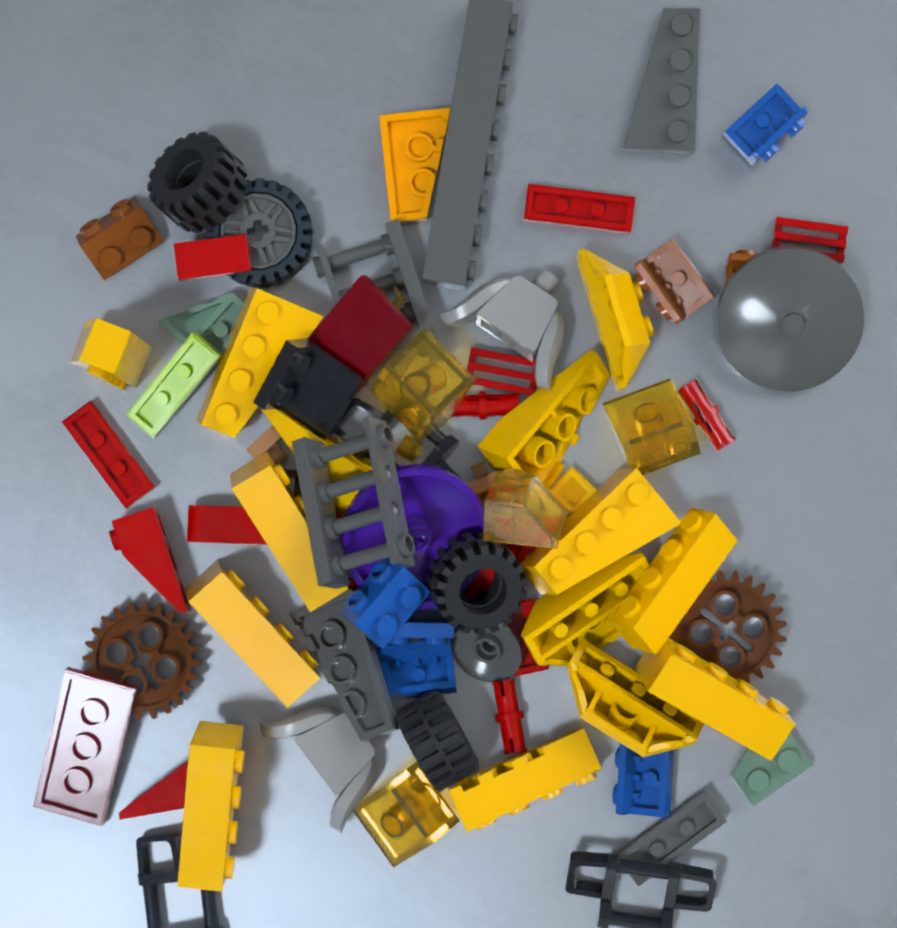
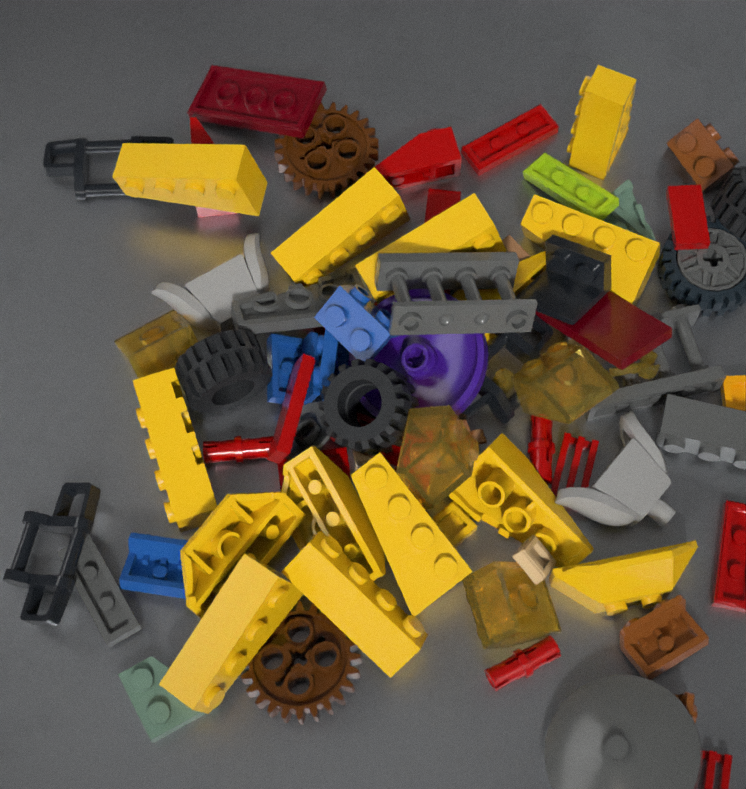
camera: 90 degrees right, 20 degrees down
(471, 664) = (291, 409): none -> red tile
(605, 407) = (534, 559): none -> tan tile

